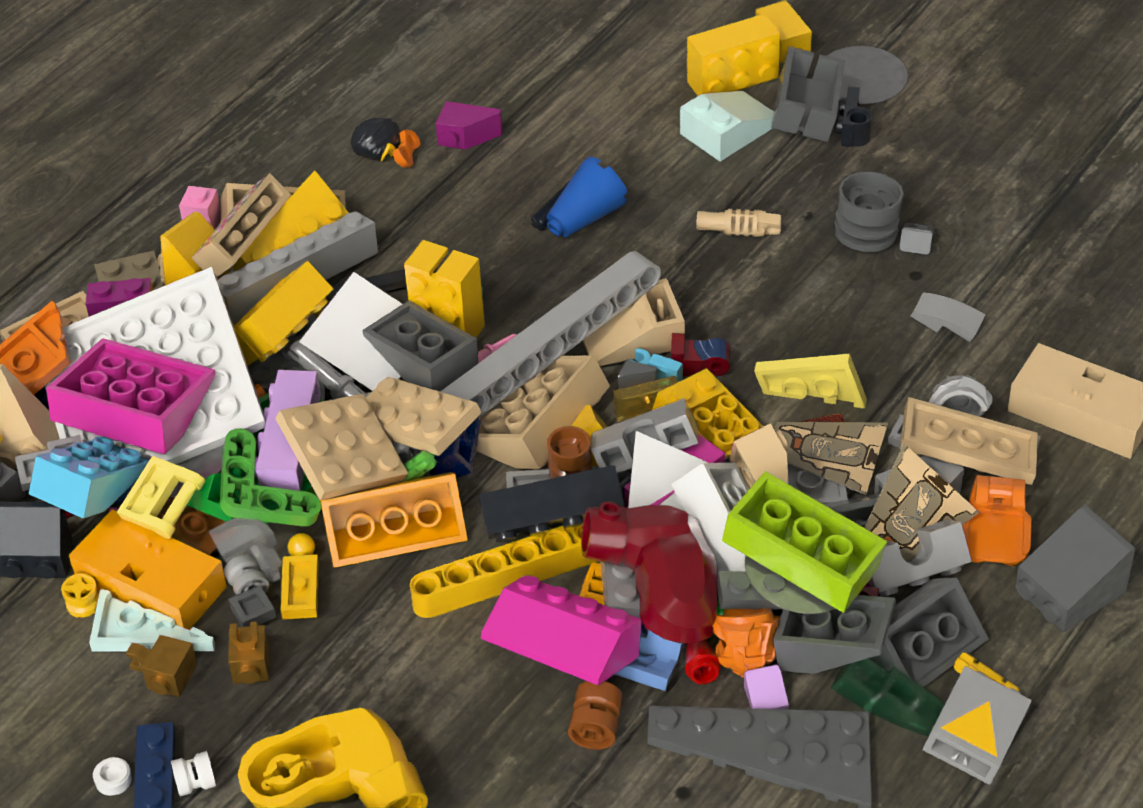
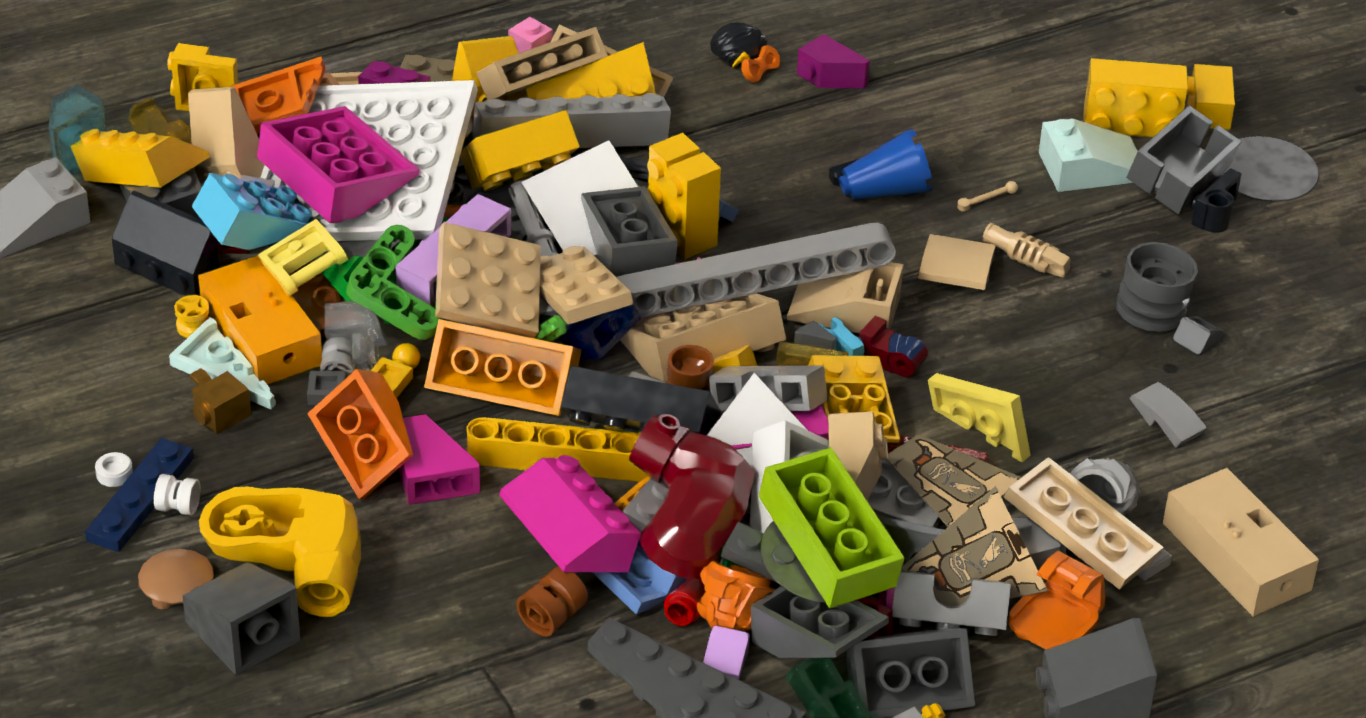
camera: 25 degrees right, 5 degrees down
(248, 653) = (289, 423): pearl gold brick -> none
(327, 636) = (363, 430): none -> orange slope
(394, 634) = (438, 464): none -> dark pink slope
(657, 203) = (964, 203): none -> tan hinge
(692, 256) = (957, 262): none -> tan slope

